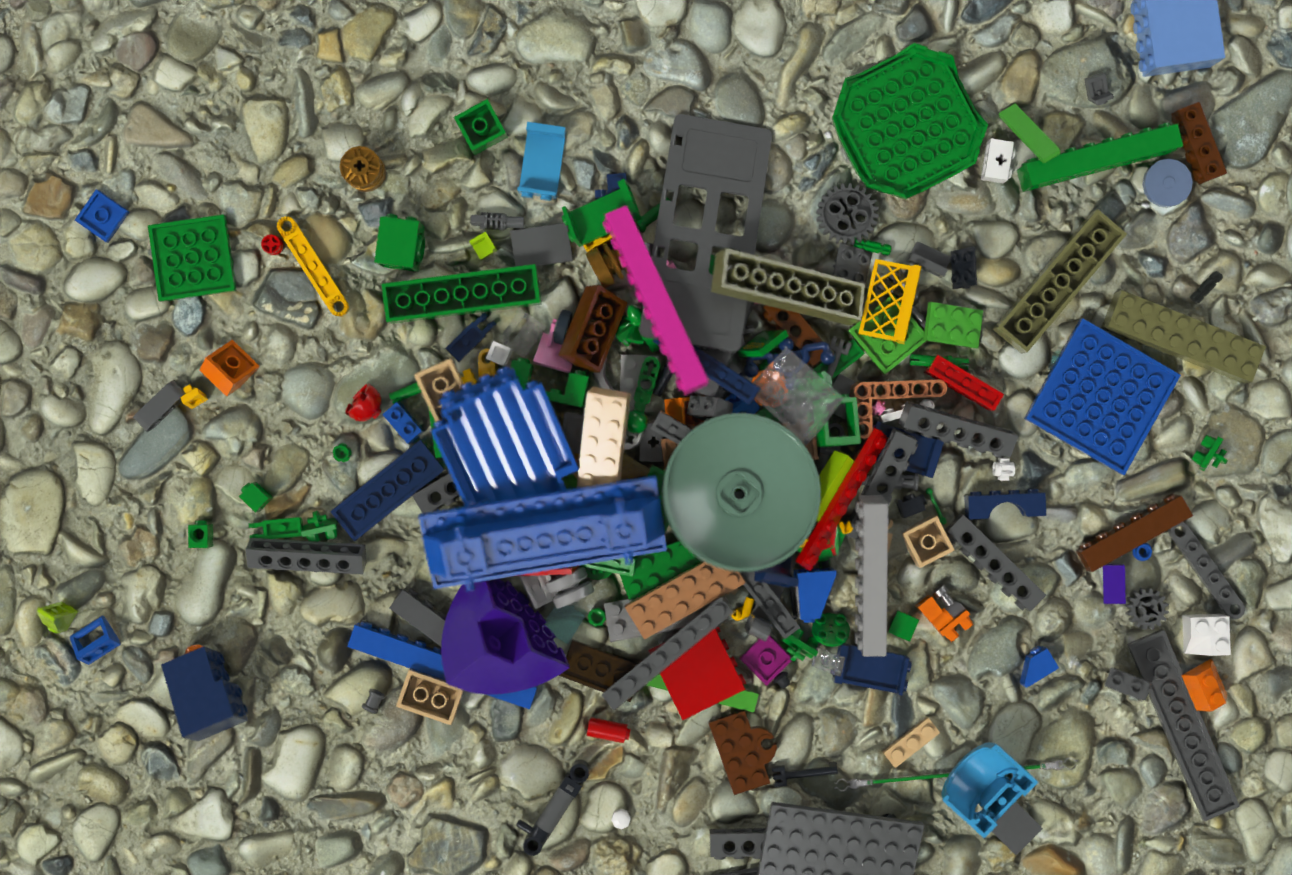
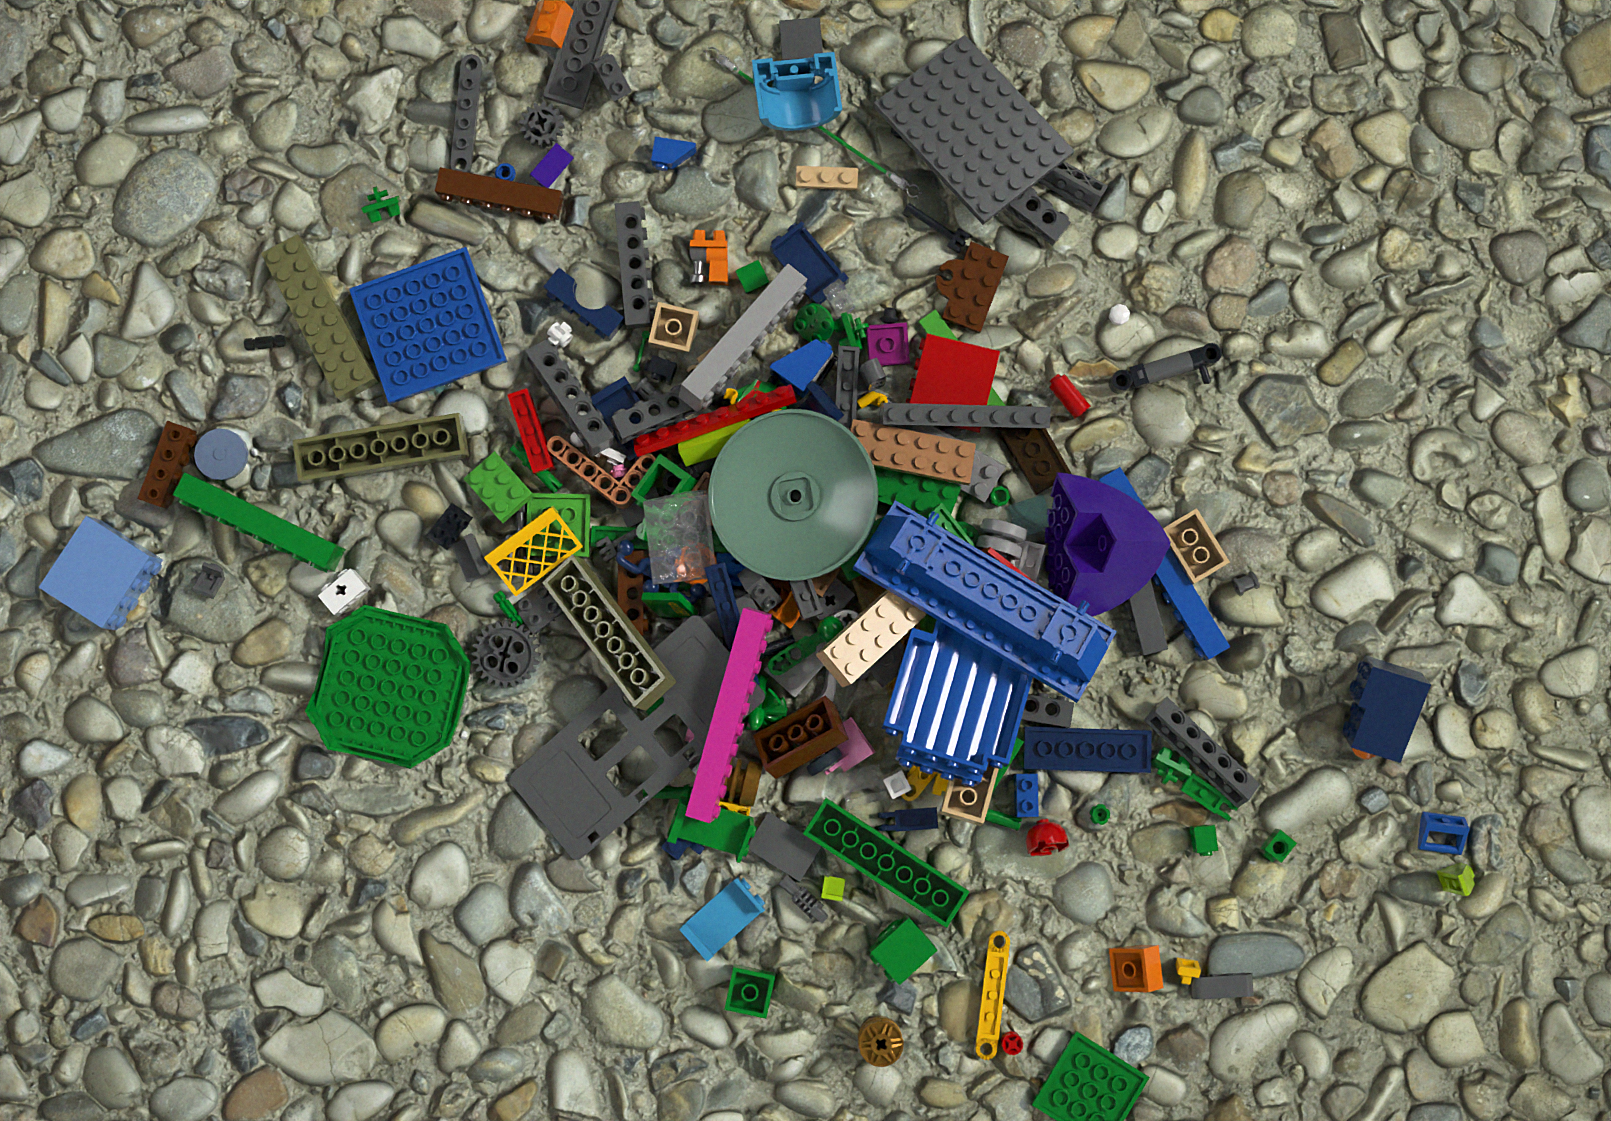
camera: 140 degrees left, 5 degrees down
(576, 385) = (858, 699): green plate -> none
(1029, 133) = (298, 591): bright green tile -> none
(1206, 634) = (512, 63): white slope -> none

